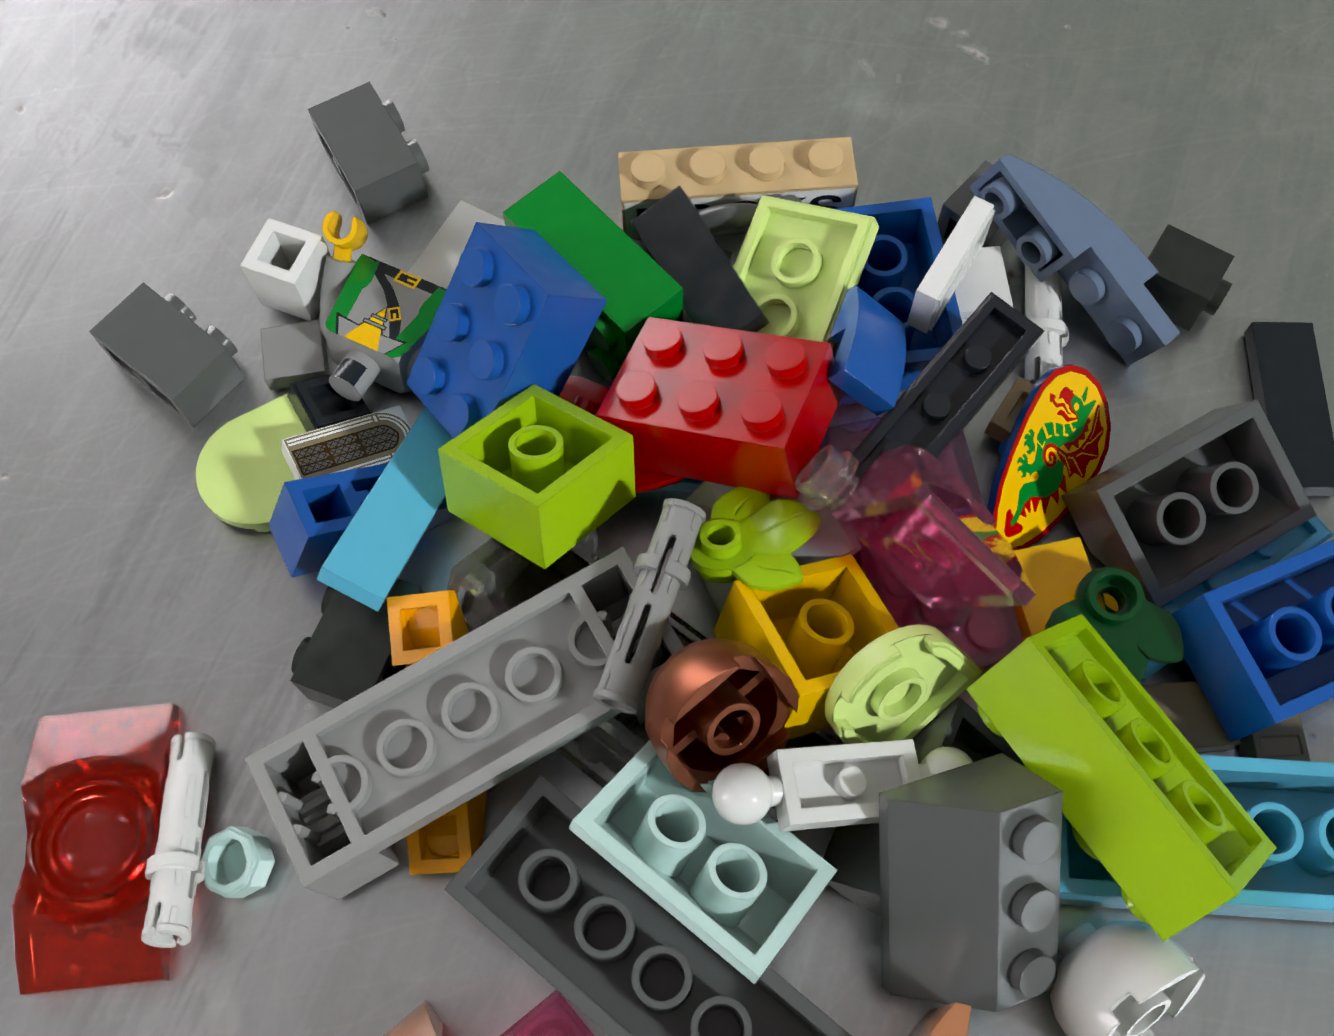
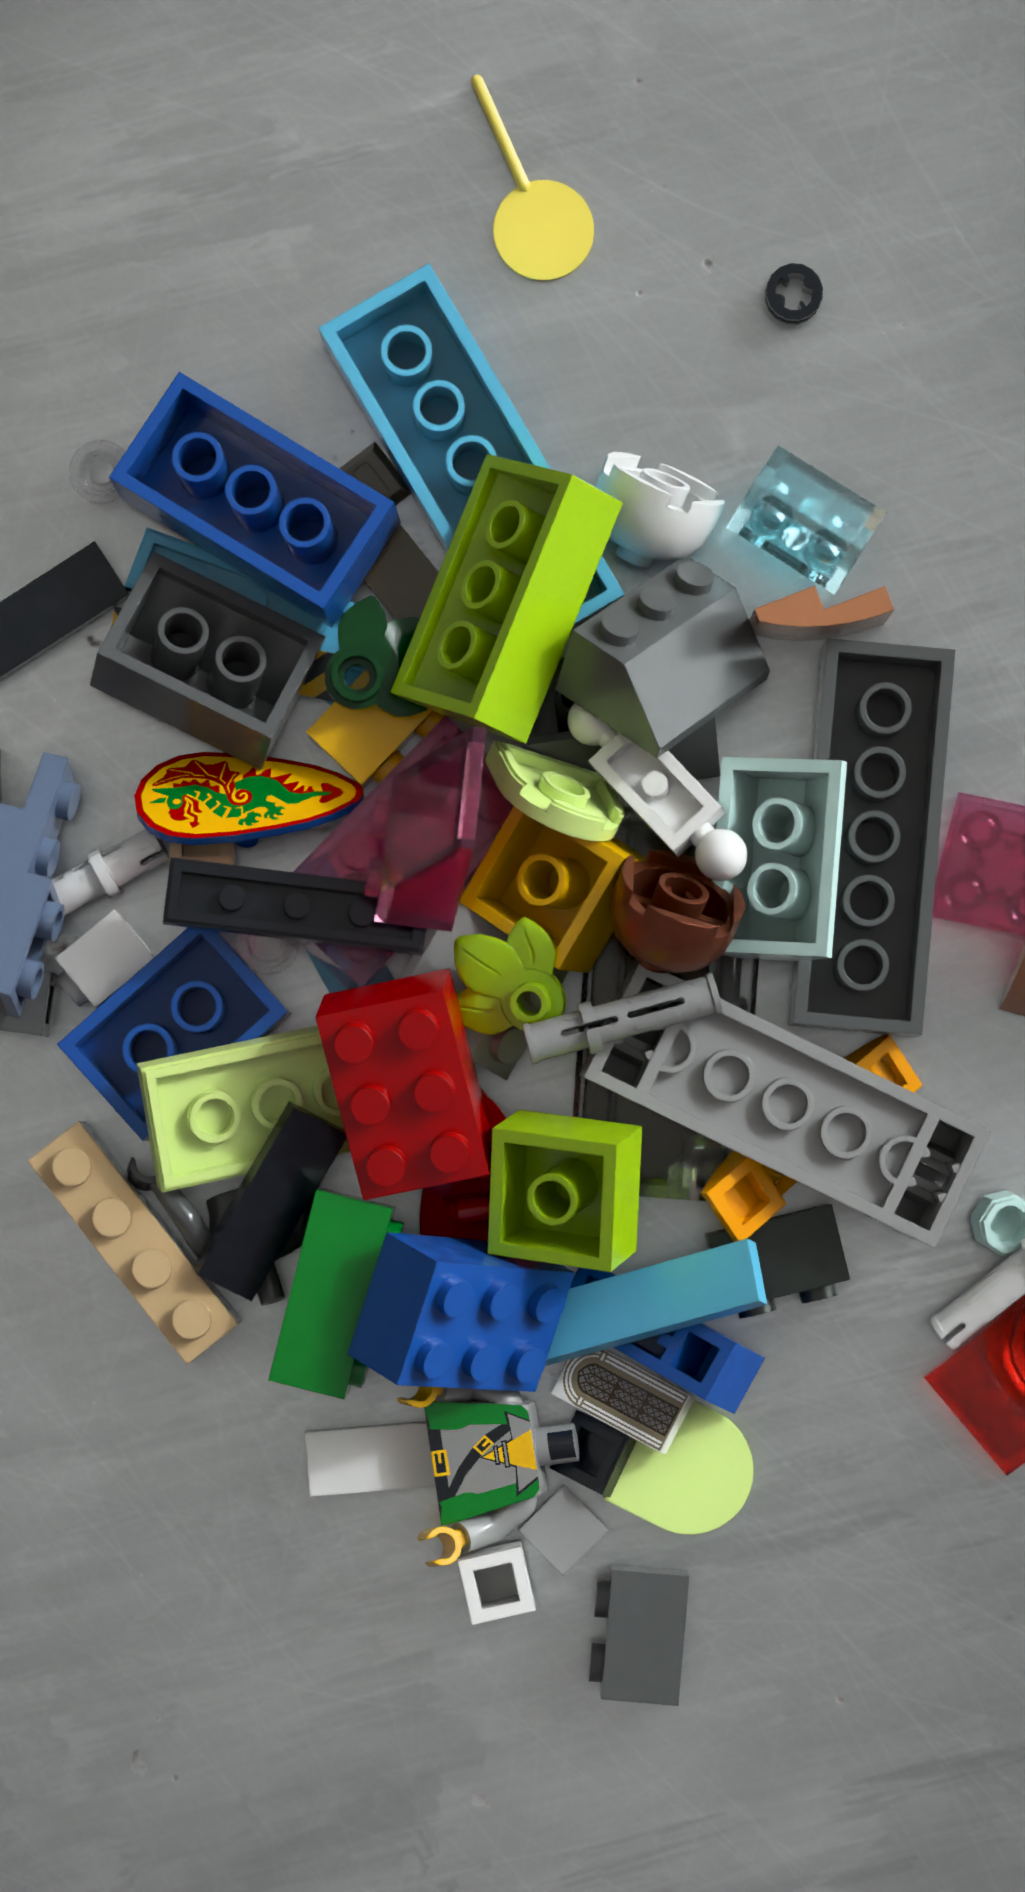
camera: 125 degrees left, 20 degrees up
(370, 152) = (318, 1620): dark grey brick -> none
(827, 479) = (430, 948): clear plate -> none
(869, 353) = (278, 987): blue slope -> none
(951, 265) = (138, 976): white tile -> none

